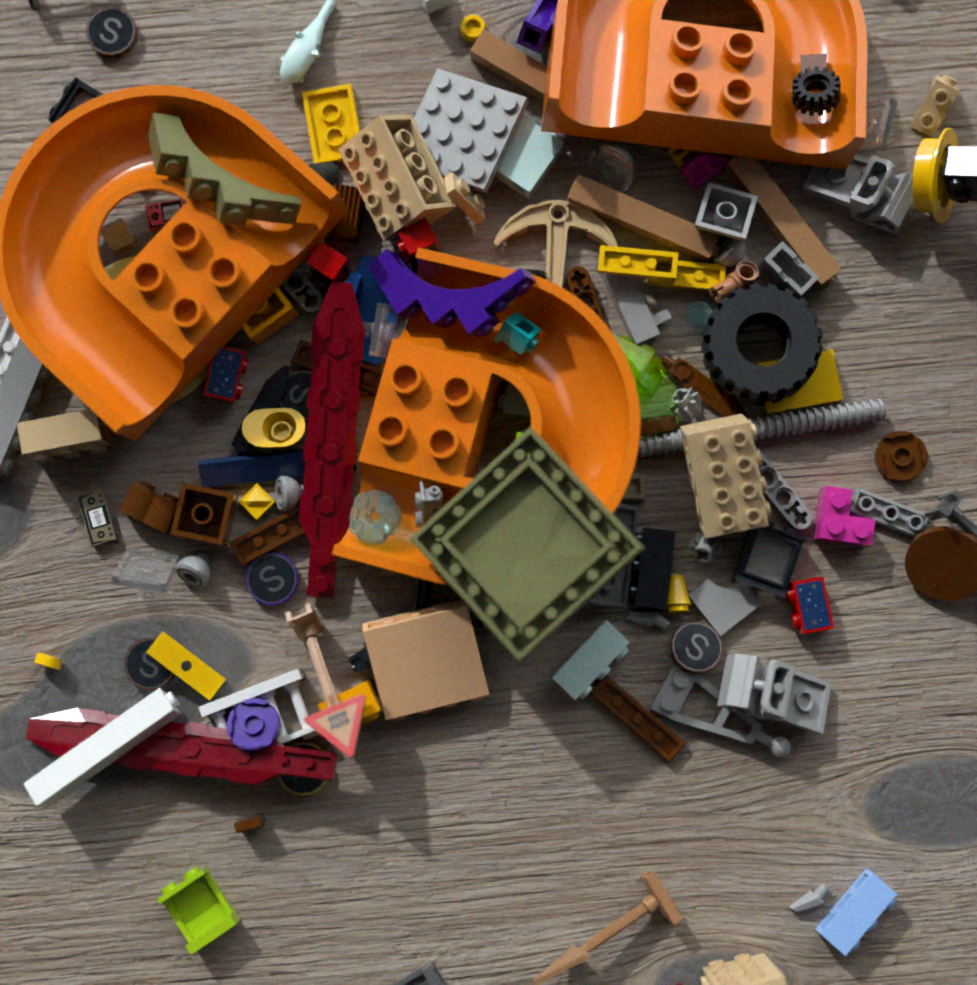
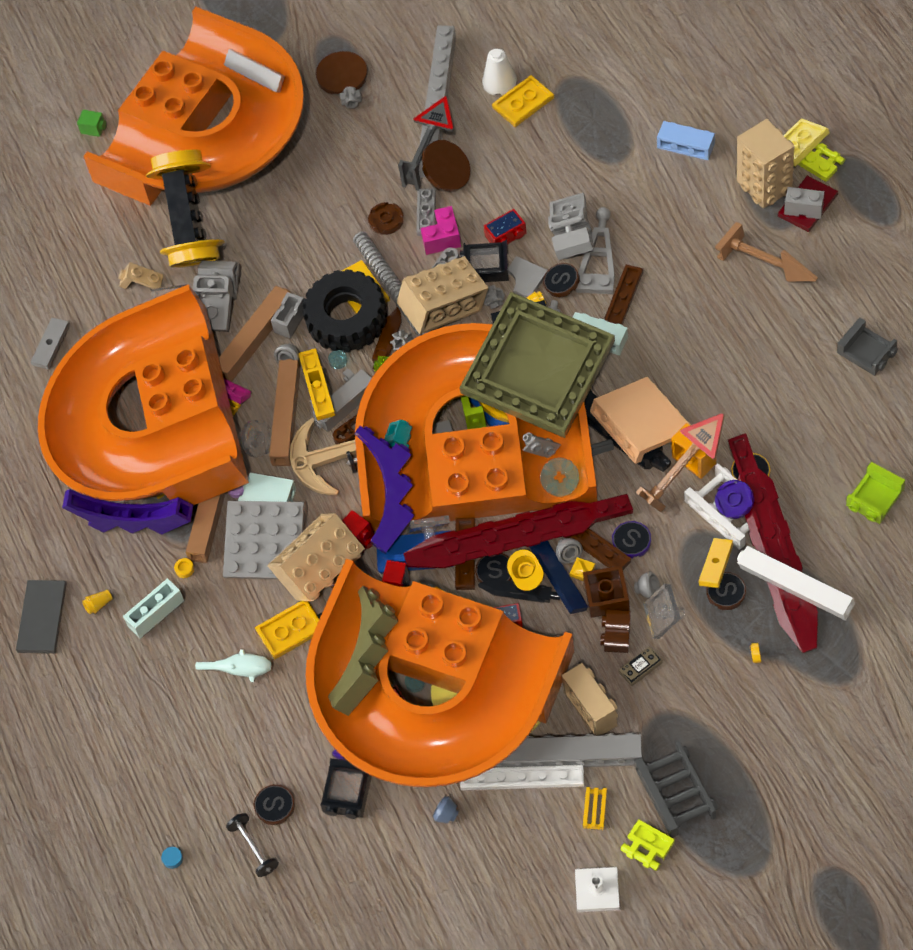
camera: 100 degrees left, 25 degrees down
(249, 823) = (802, 485): reddish brown tile -> none
(461, 194) = (311, 515): tan plate -> none
(726, 211) = (263, 361): light grey slope -> none
(743, 276) = (307, 342): nougat pin -> none
(810, 899) = (690, 166): light grey bar -> none
(813, 60) = (143, 345): tile -> none
(816, 101) = (154, 327): black tyre -> none

